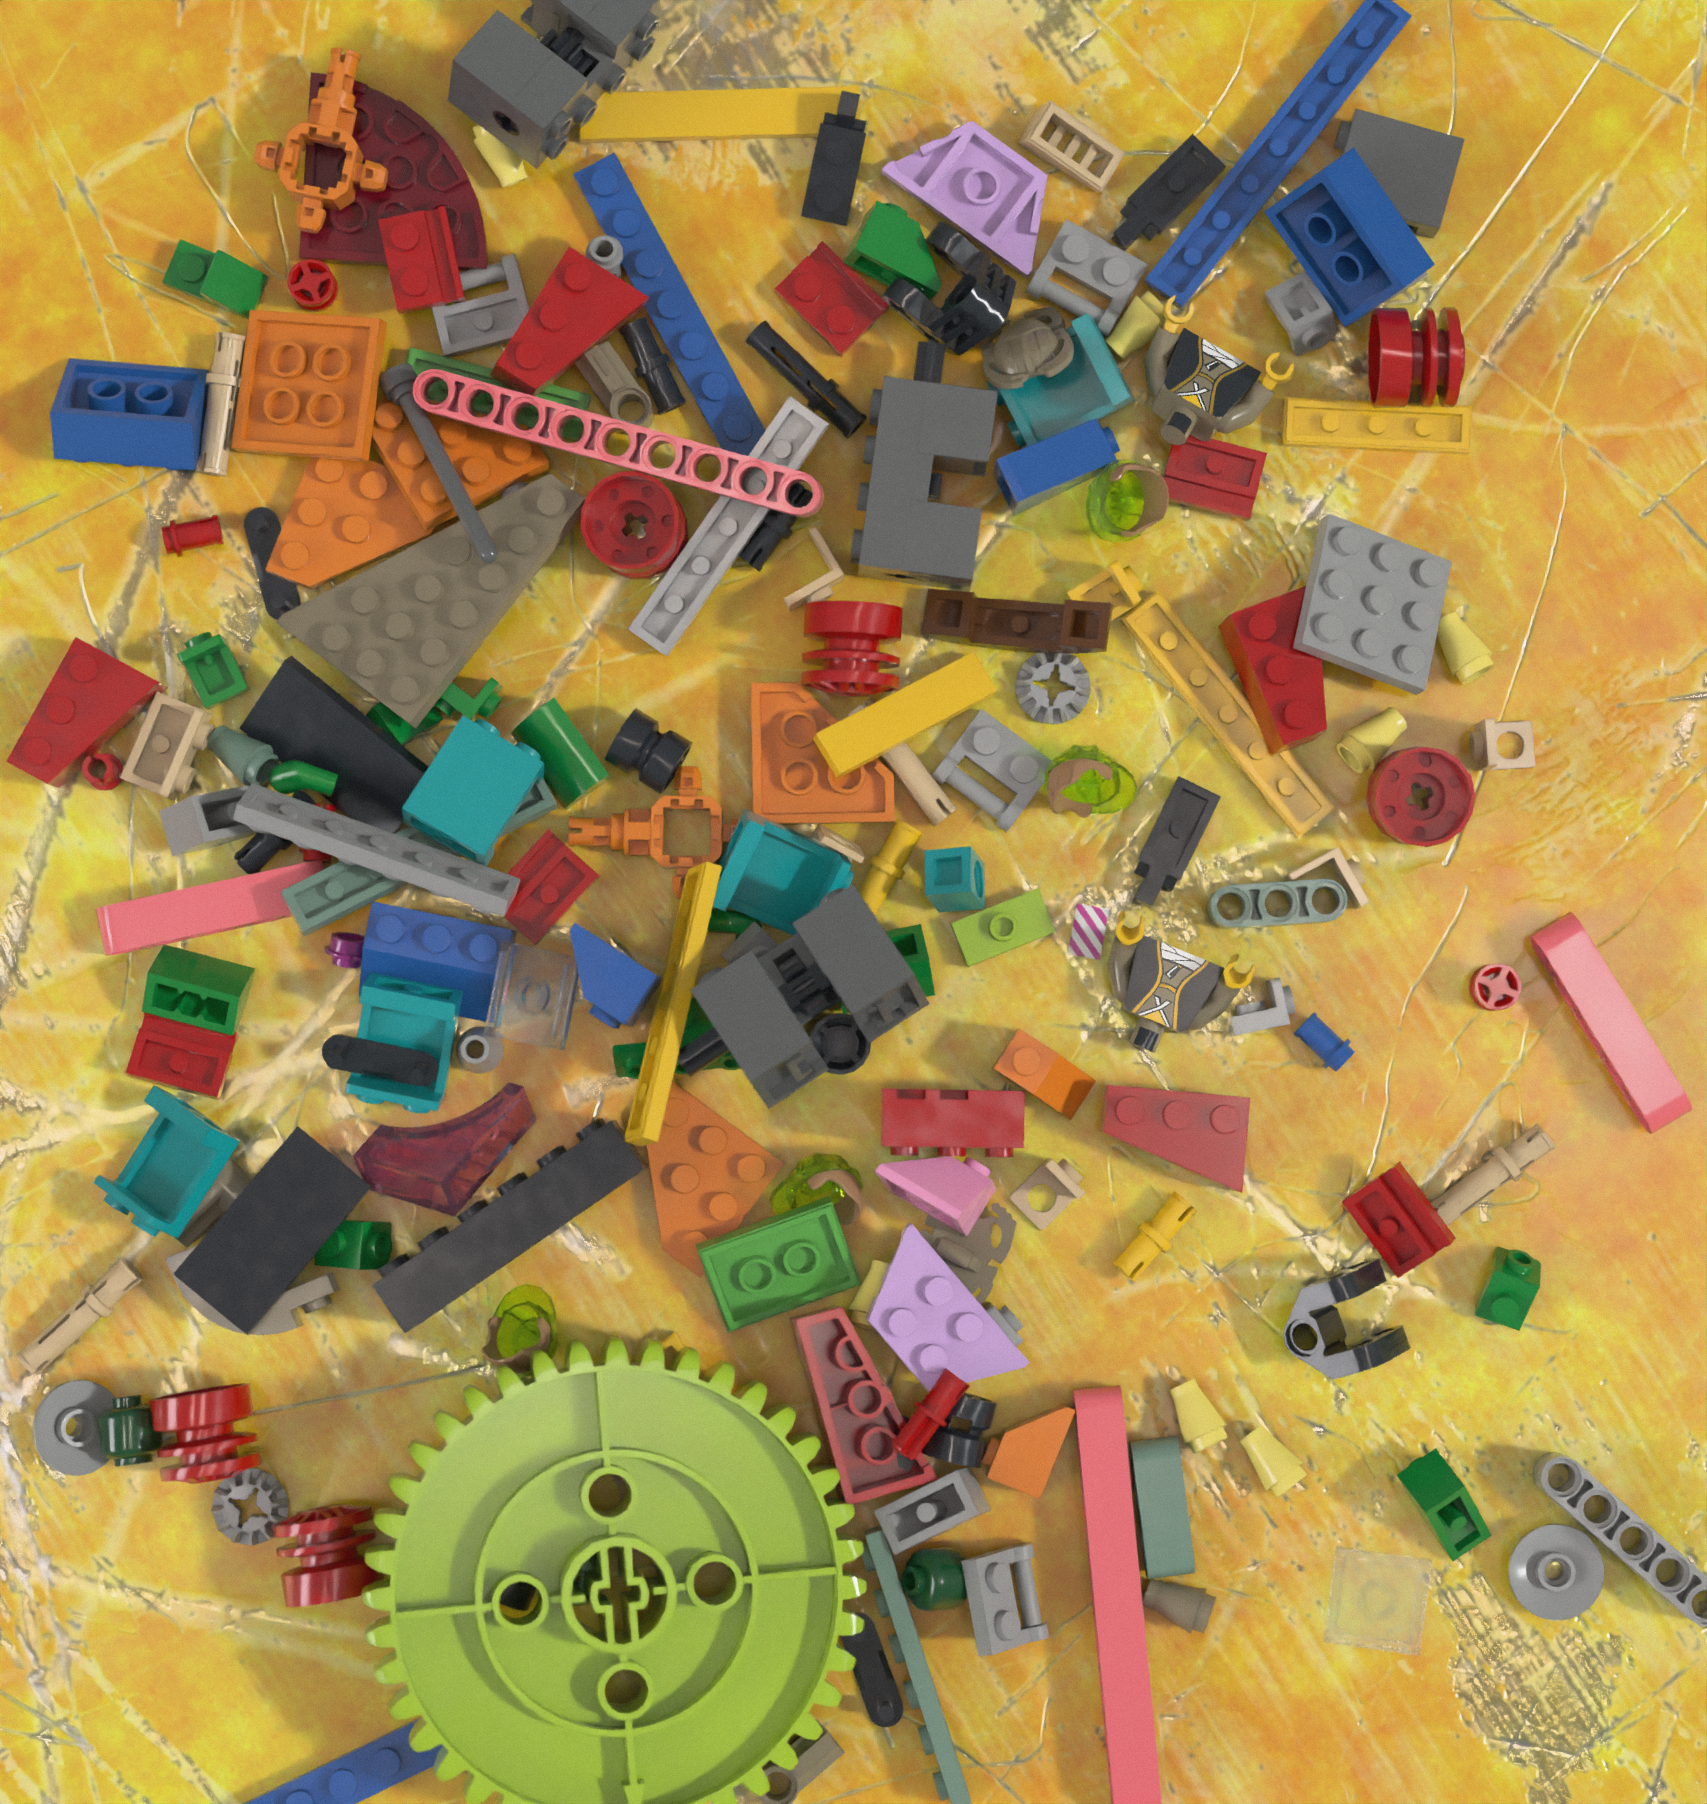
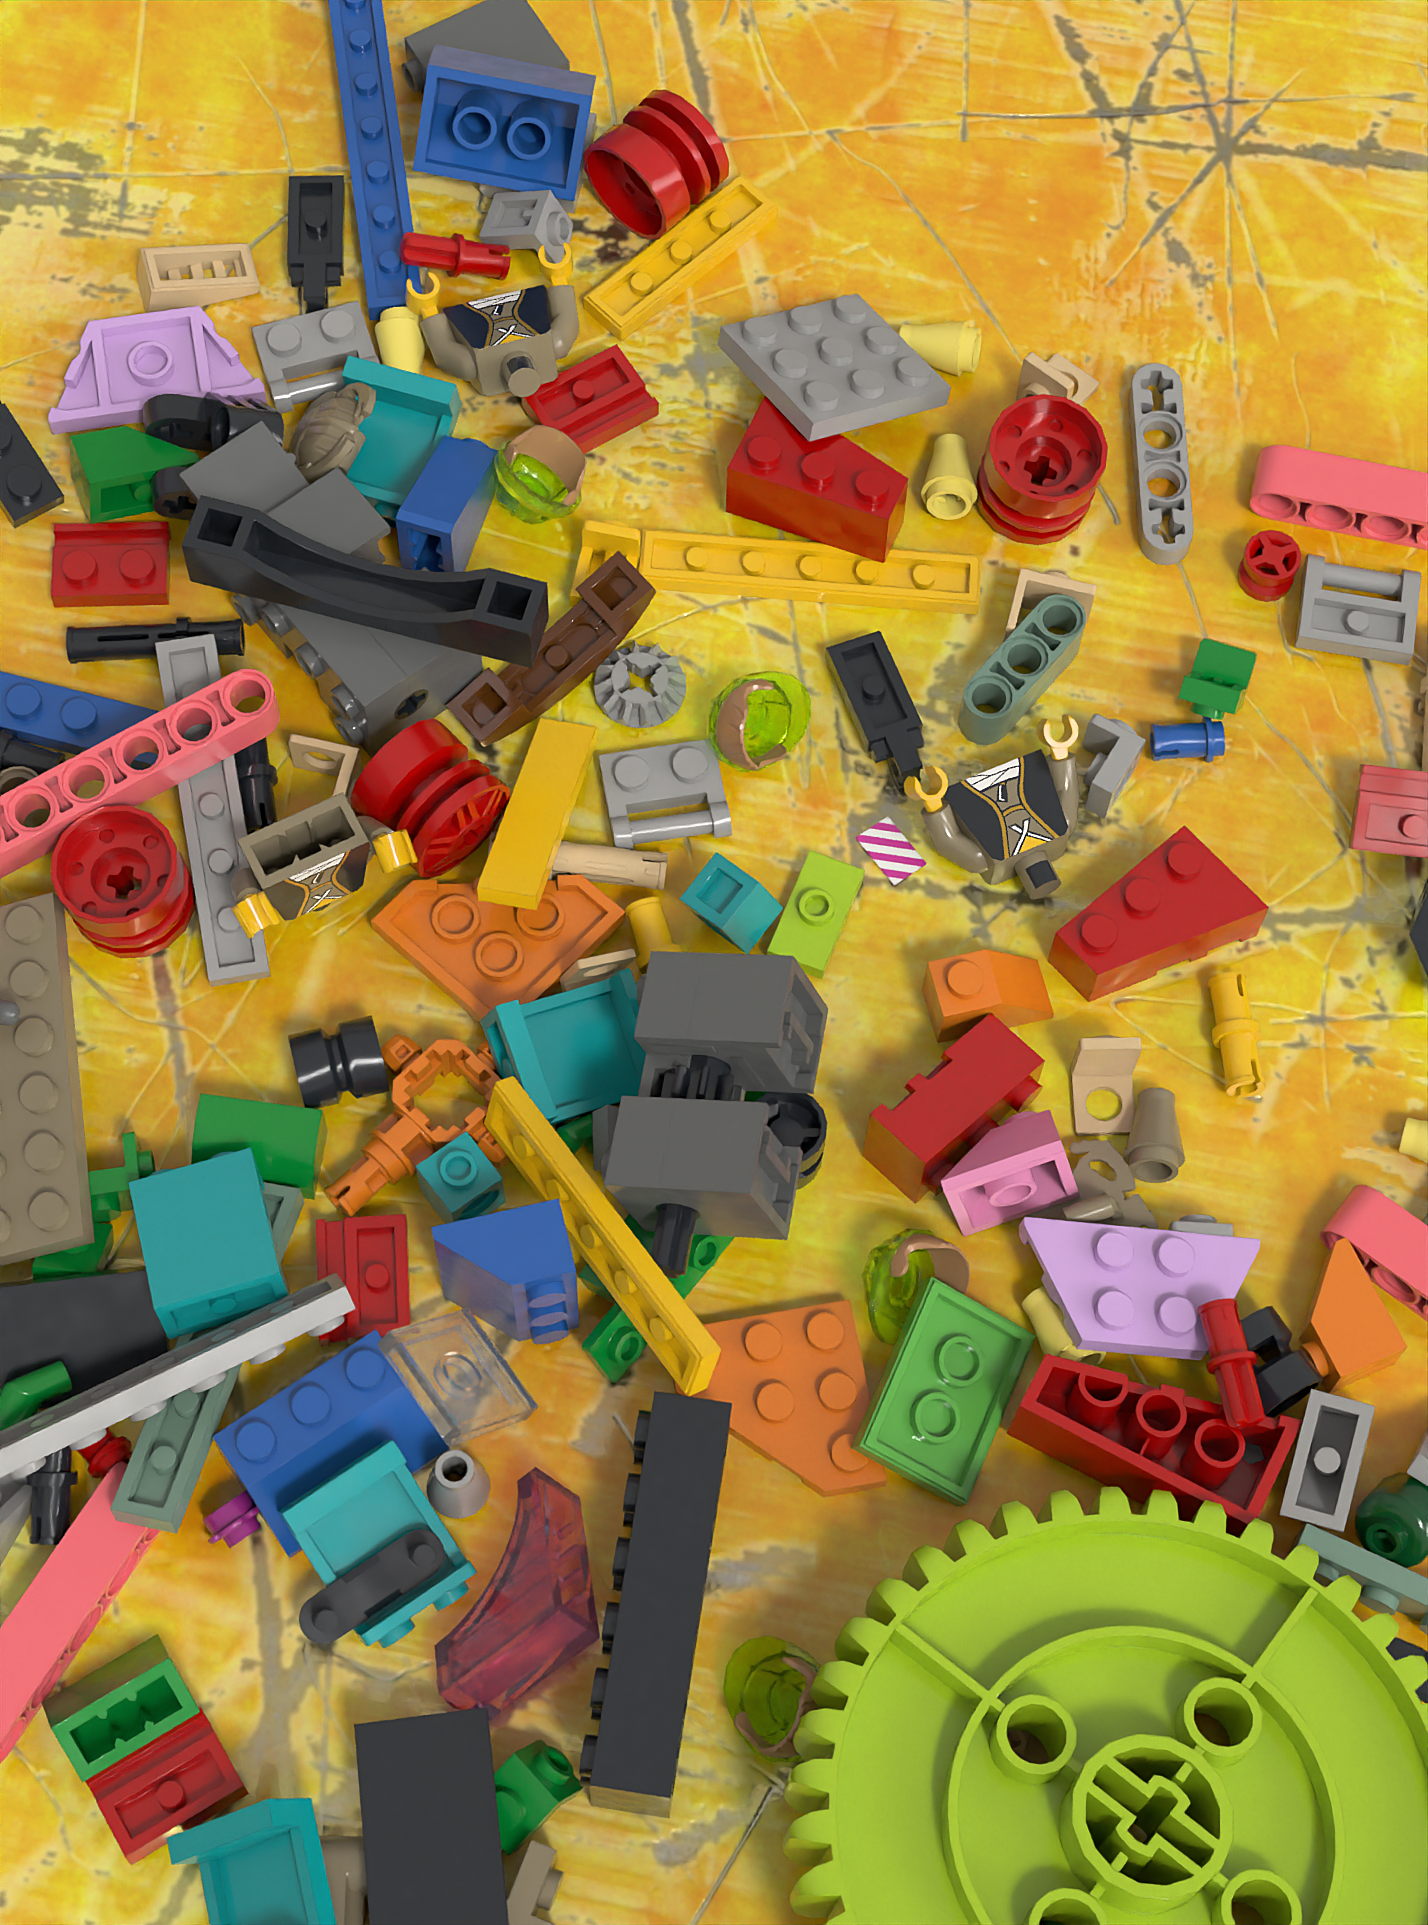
camera: 45 degrees left, 20 degrees down
(644, 888) = (460, 1181): none -> teal brick
(738, 622) = (311, 862): none -> torso
(925, 496) = (467, 611): none -> black arch
(939, 345) = (247, 472): none -> dark grey piece
(1043, 1247) = (1155, 1142): none -> dark tan cone
(1233, 293) = (455, 255): none -> red axle
(1378, 1027) = (1218, 679): none -> green bracket
(1505, 852) = (1163, 463): none -> light grey beam
(1505, 1075) = (1353, 622): none -> light grey plate

